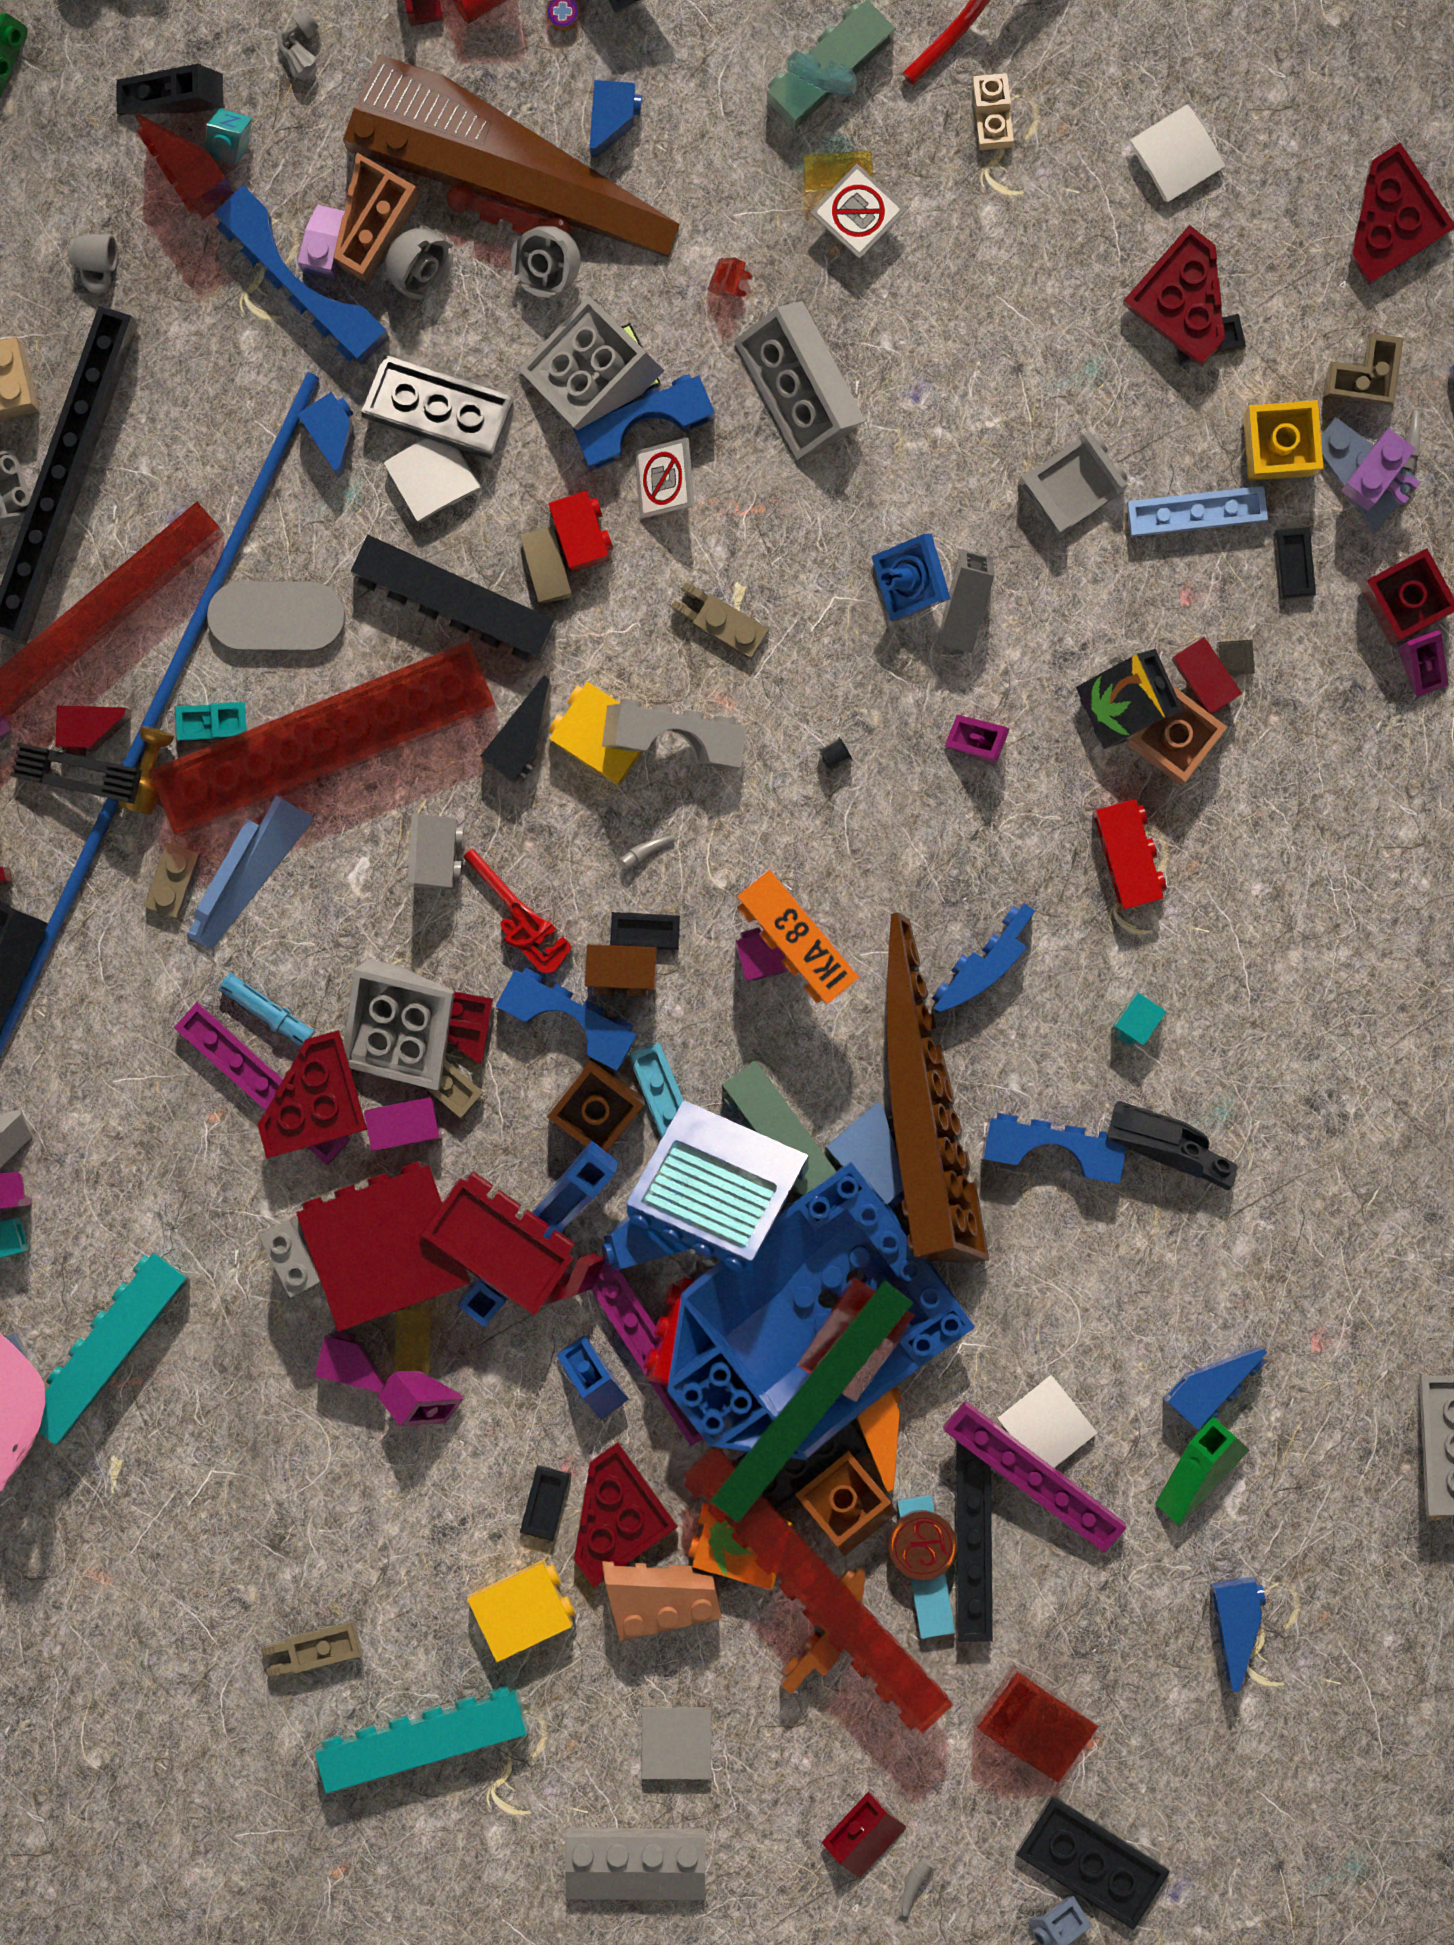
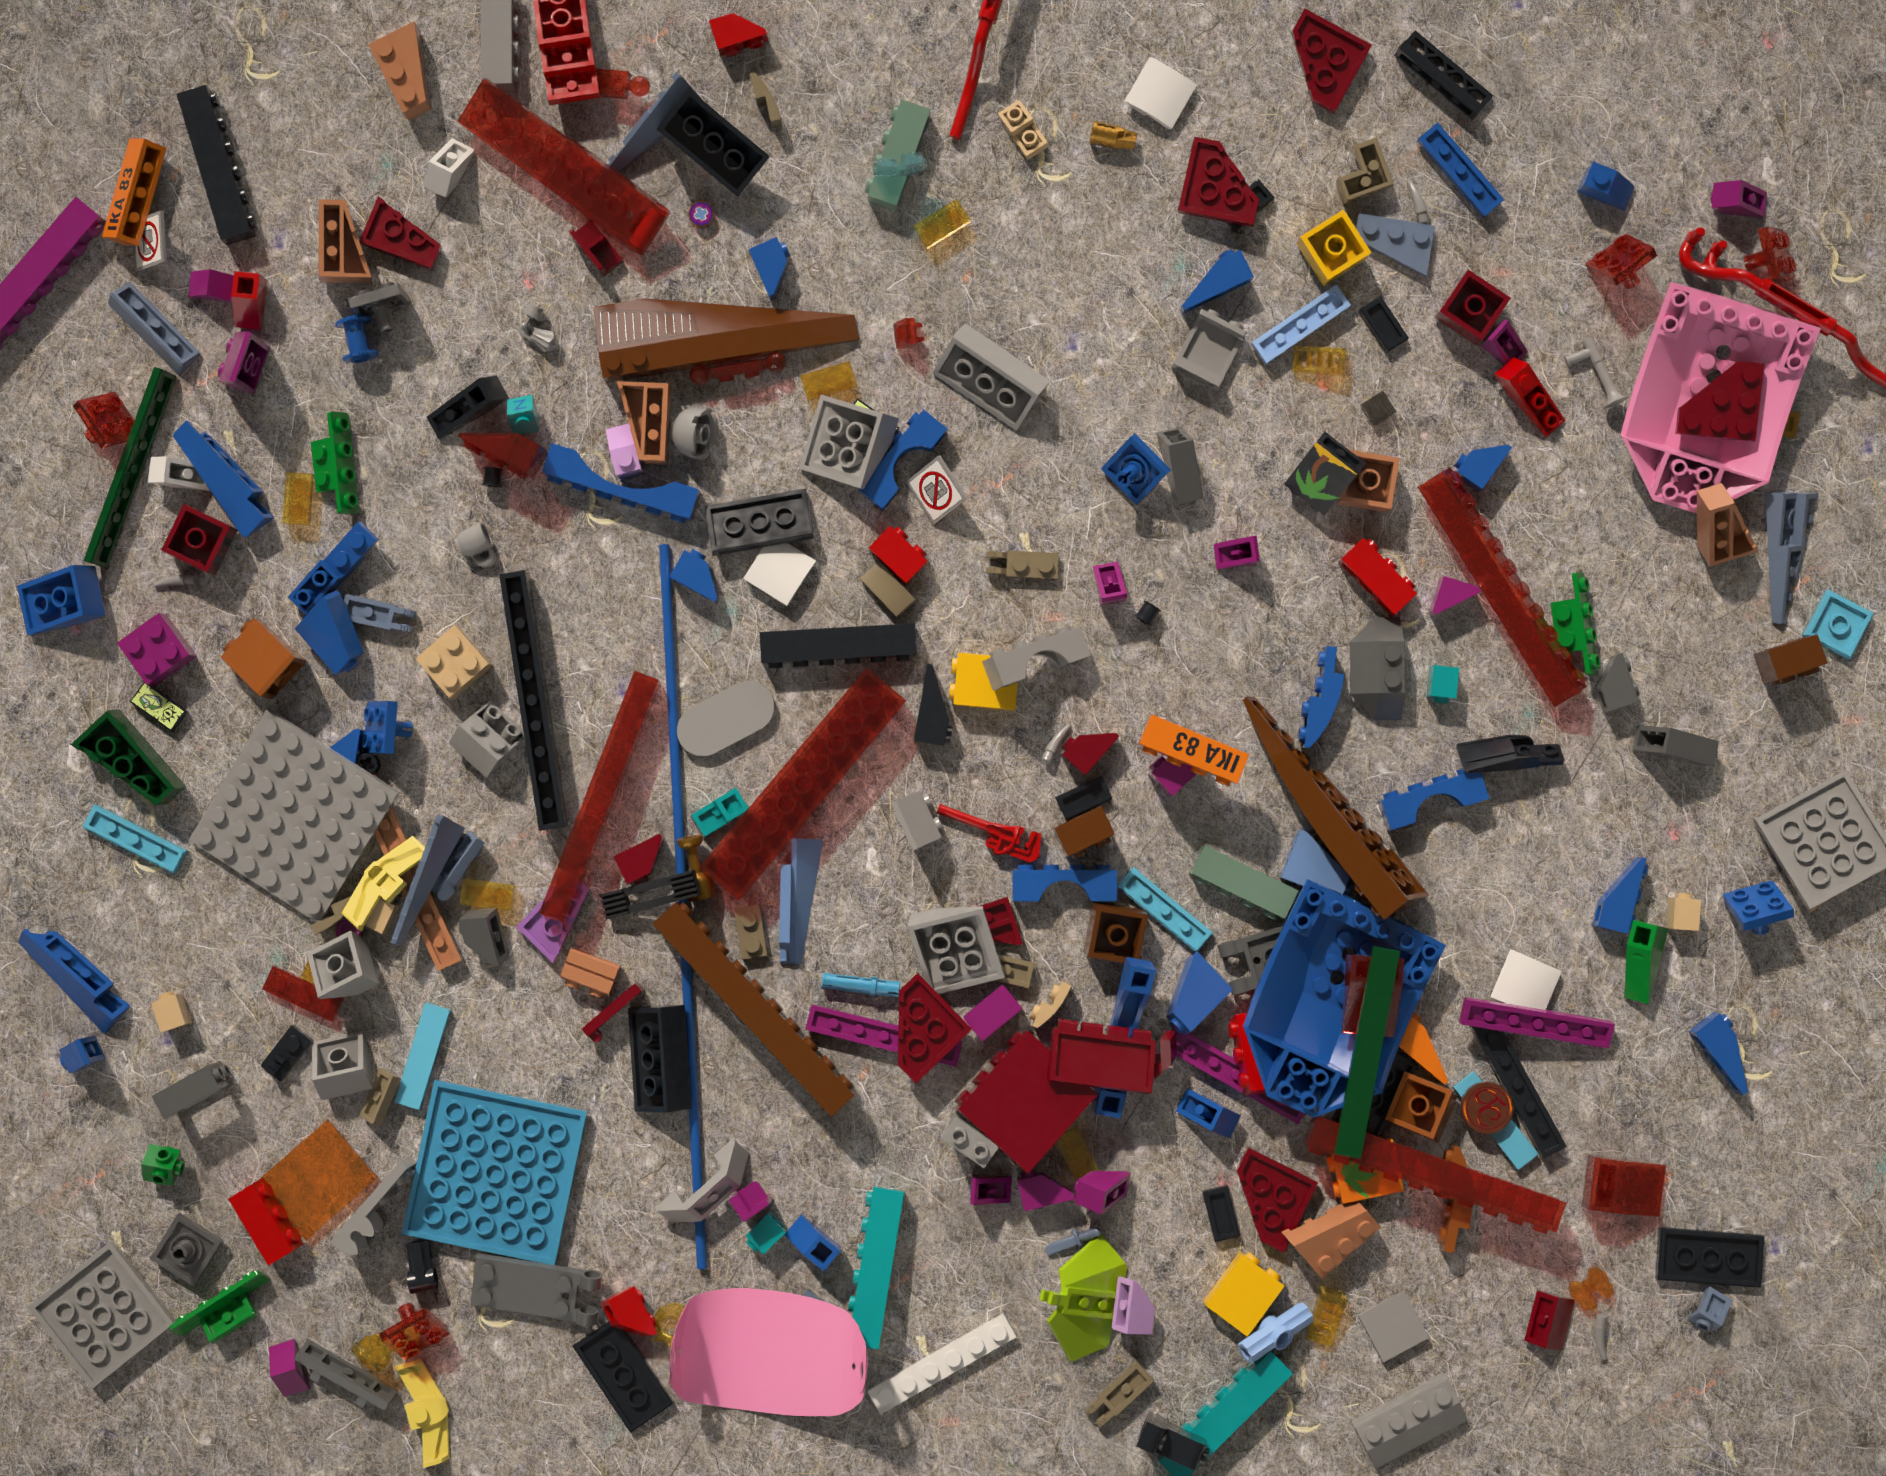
camera: 30 degrees left, 0 degrees up
(49, 1281) = (813, 1242): none -> blue slope
(124, 967) = (754, 1009): none -> reddish brown brick
(124, 1503) = (941, 1363): none -> white plate
(154, 189) = (492, 477): none -> black axle
(289, 1329) = (990, 1189): none -> magenta slope
(333, 1518) = (1086, 1299): none -> lime panel
(338, 1735) = (1172, 1442): none -> black brick
(359, 1442) = (1073, 1240): none -> sand blue piece
(380, 1558) = (1132, 1308): none -> lavender slope
(463, 1155) = (1044, 1011): none -> tan slope
(532, 1675) = (1275, 1332): none -> light blue piece
(545, 260) = (780, 387): light grey cylinder -> none
(608, 285) = (828, 381): none -> clear yellow plate
(624, 1669) = (1334, 1296): none -> clear yellow slope
(679, 876) = (1087, 750): none -> dark red slope
(715, 1186) = (1226, 943): panel -> none
(809, 696) = (1109, 583): none -> magenta slope
(858, 211) = (970, 244): piece -> none
(921, 1821) = (1595, 1281): none -> clear orange piece
(1072, 963) = (1379, 668): none -> dark grey wedge
(1093, 173) = (1112, 136): none -> pearl gold hinge
(1136, 407) = (1225, 276): none -> blue slope
(1204, 920) = (1449, 593): none -> magenta slope
(1206, 676) = (1366, 431): dark red panel -> none
(1216, 563) = (1342, 361): none -> clear yellow slope
(1269, 943) = (1502, 586): none -> clear red brick
(1278, 1440) = (1683, 912): none -> tan brick
(1319, 787) = (1480, 465): none -> blue slope
(1330, 1035) = (1574, 625): none -> green bracket
(1340, 1132) = (1615, 685): none -> dark grey slope
(1369, 1480) = (1758, 906): none -> blue plate
(1374, 1239) = (1676, 745): none -> dark grey slope
(1379, 470) = (1408, 234): medium lavender brick -> none
(1422, 737) = (1529, 395): none -> red slope

